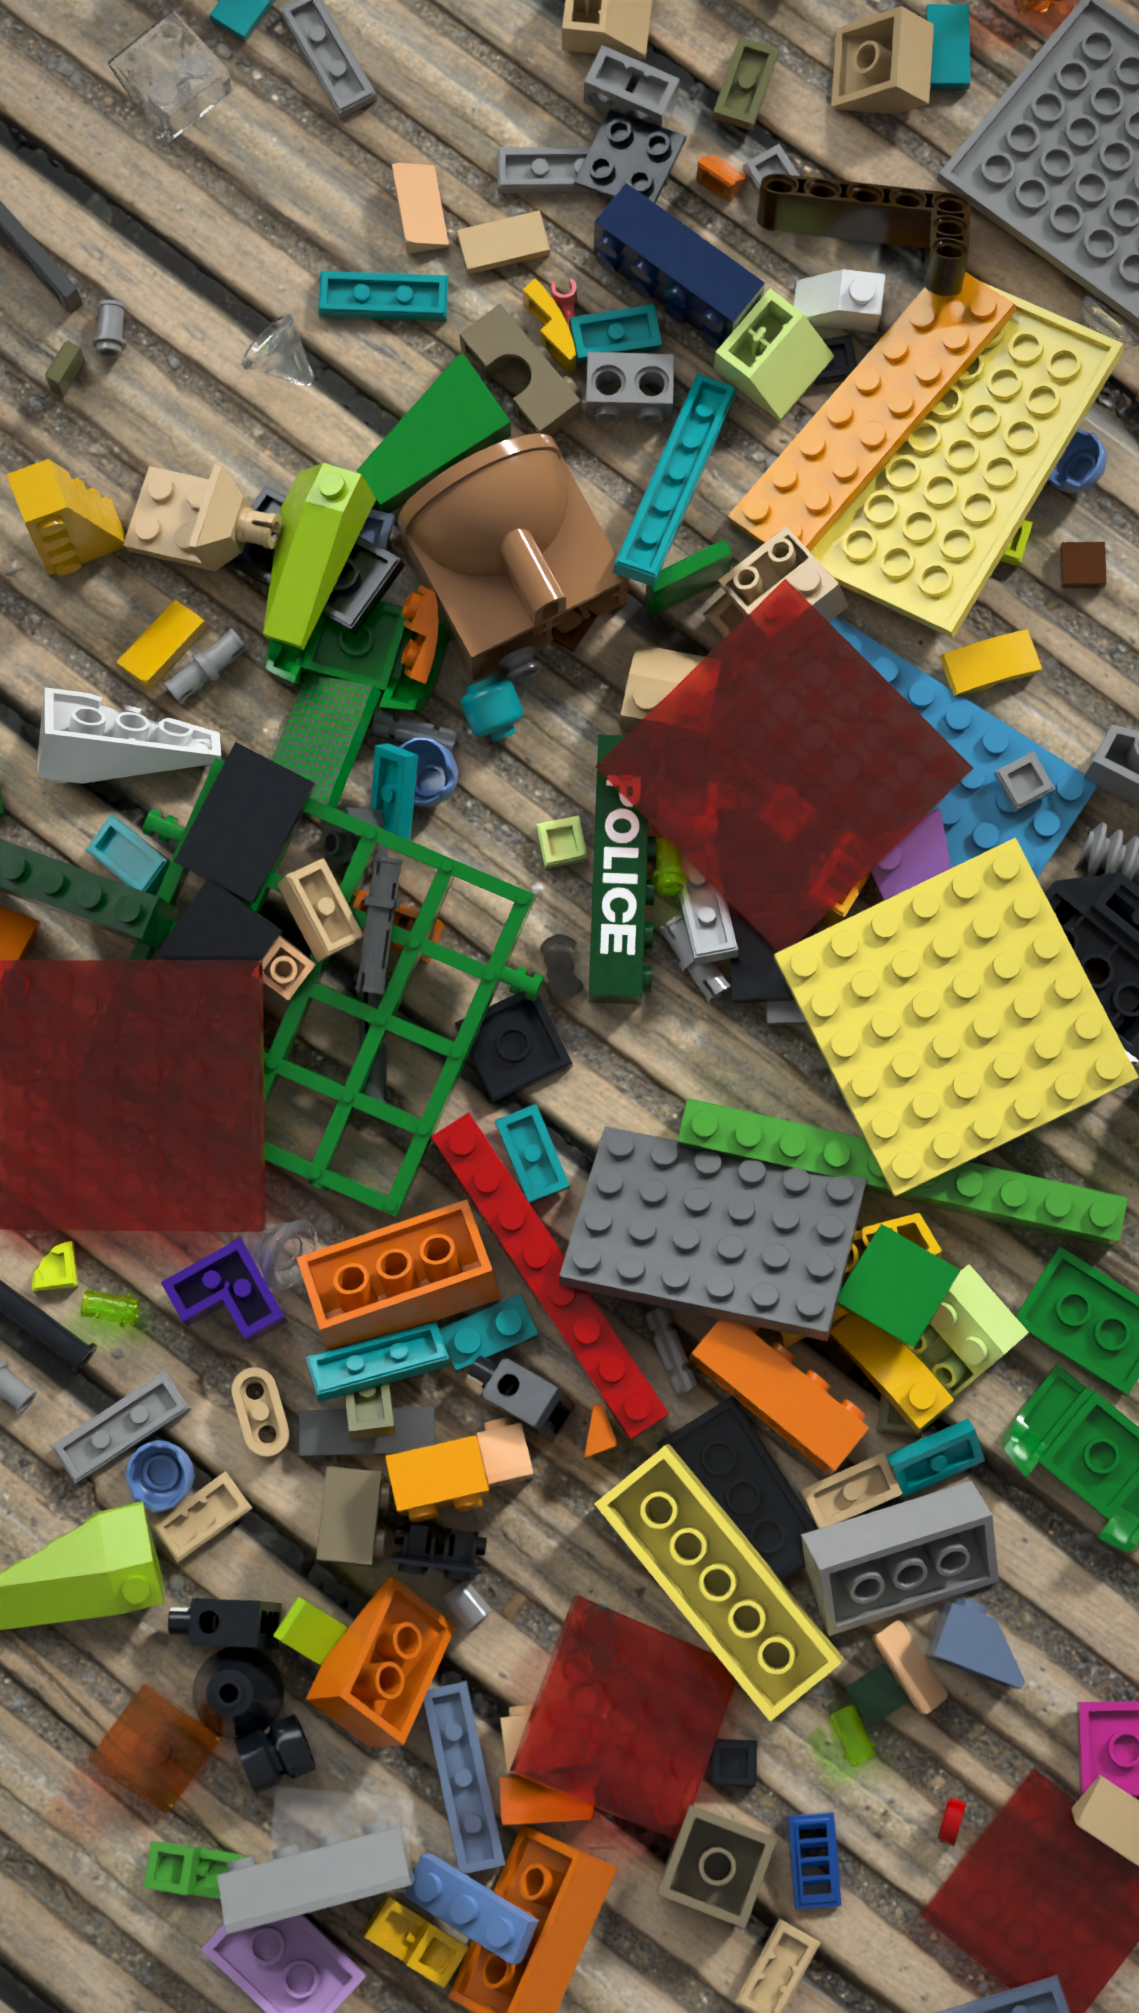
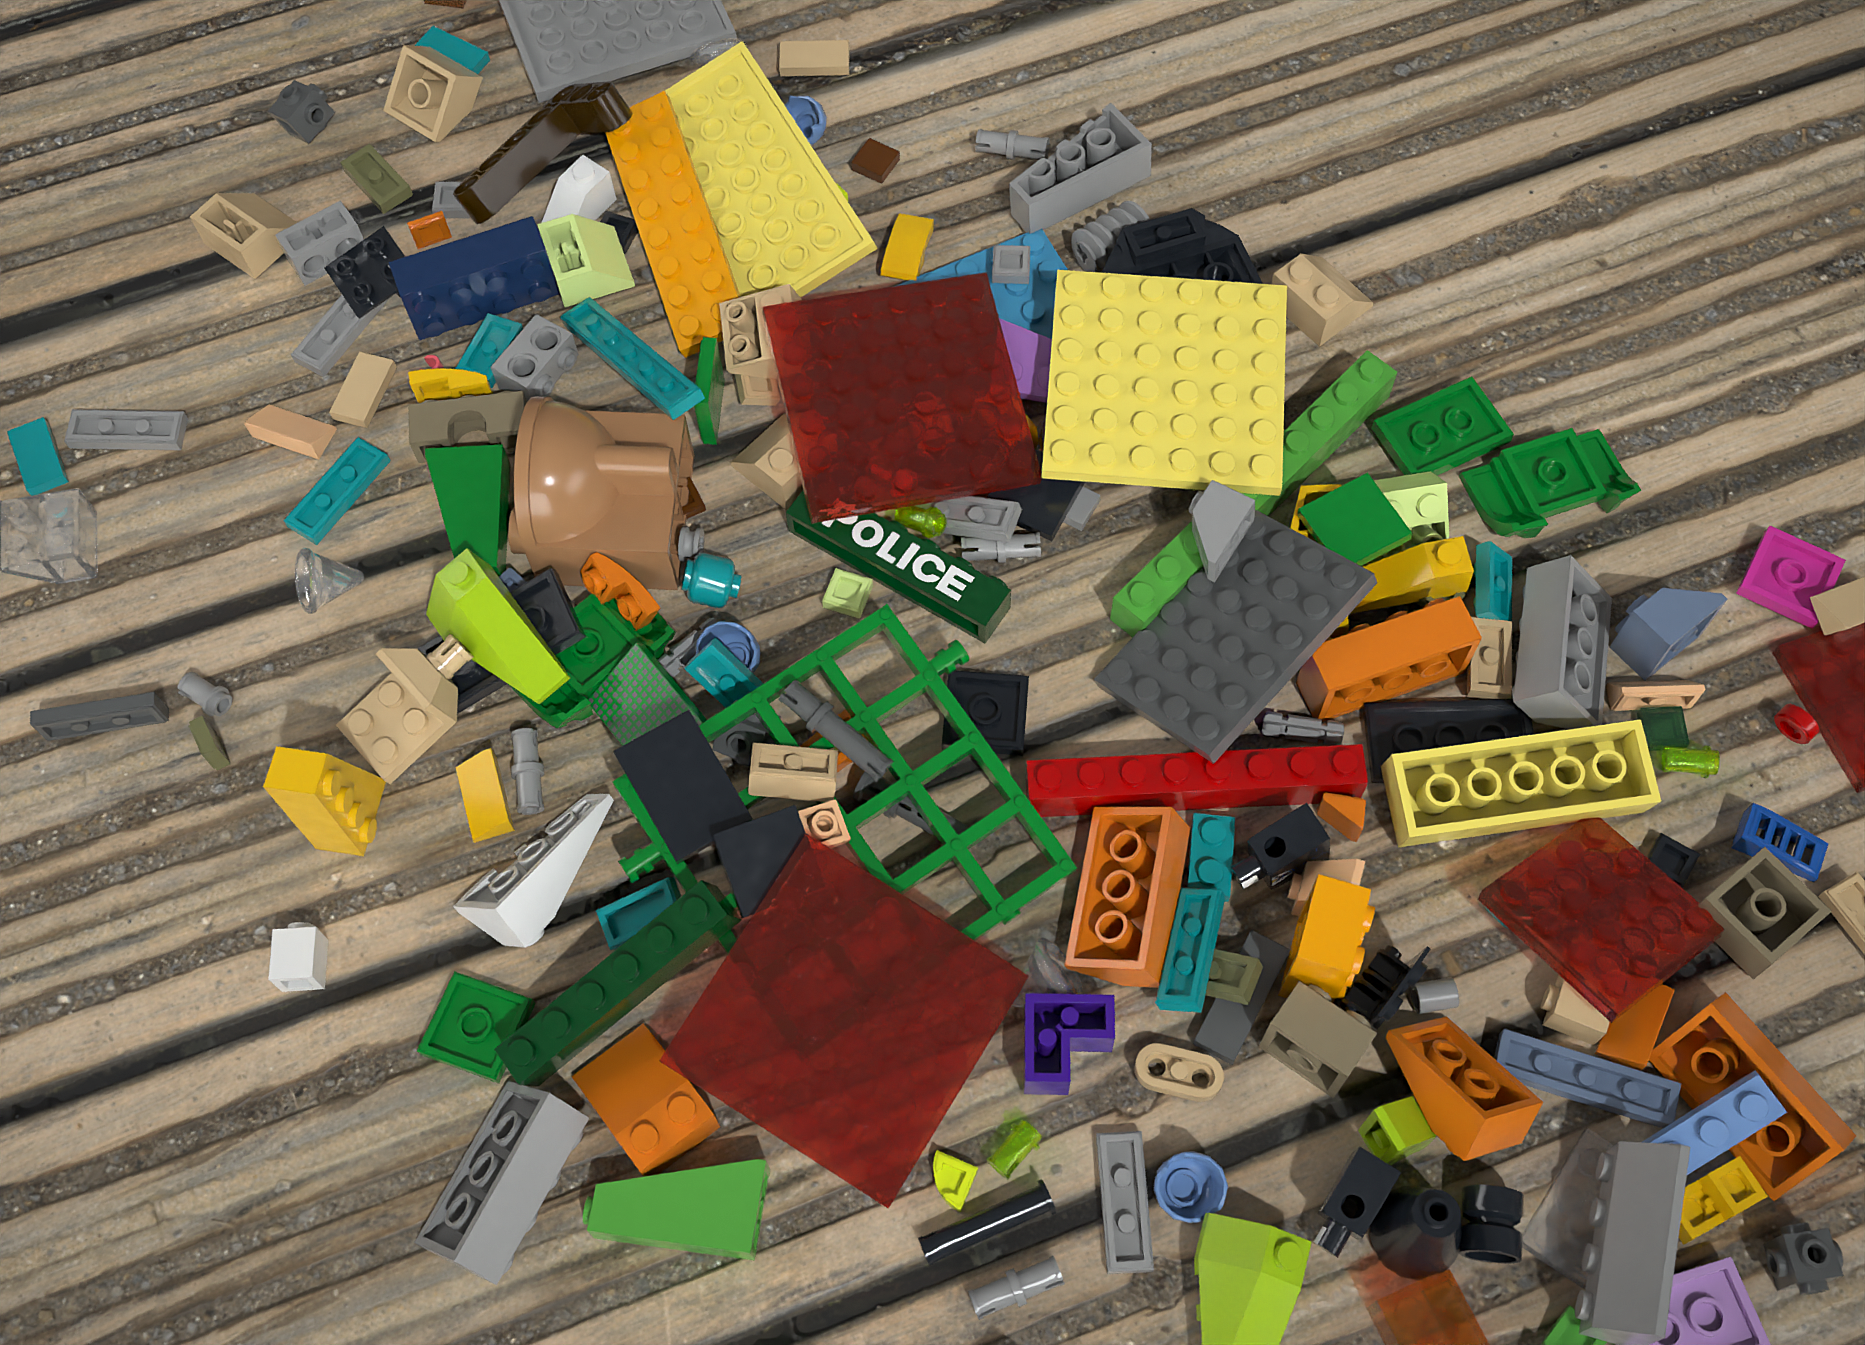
camera: 55 degrees left, 15 degrees down
(202, 1517) = (1245, 1168): tan plate -> none
(532, 1154) = (1082, 739): teal plate -> none
(560, 966) = (931, 640): clear smoke piece -> none
(810, 1157) = (1219, 524): none -> light grey slope

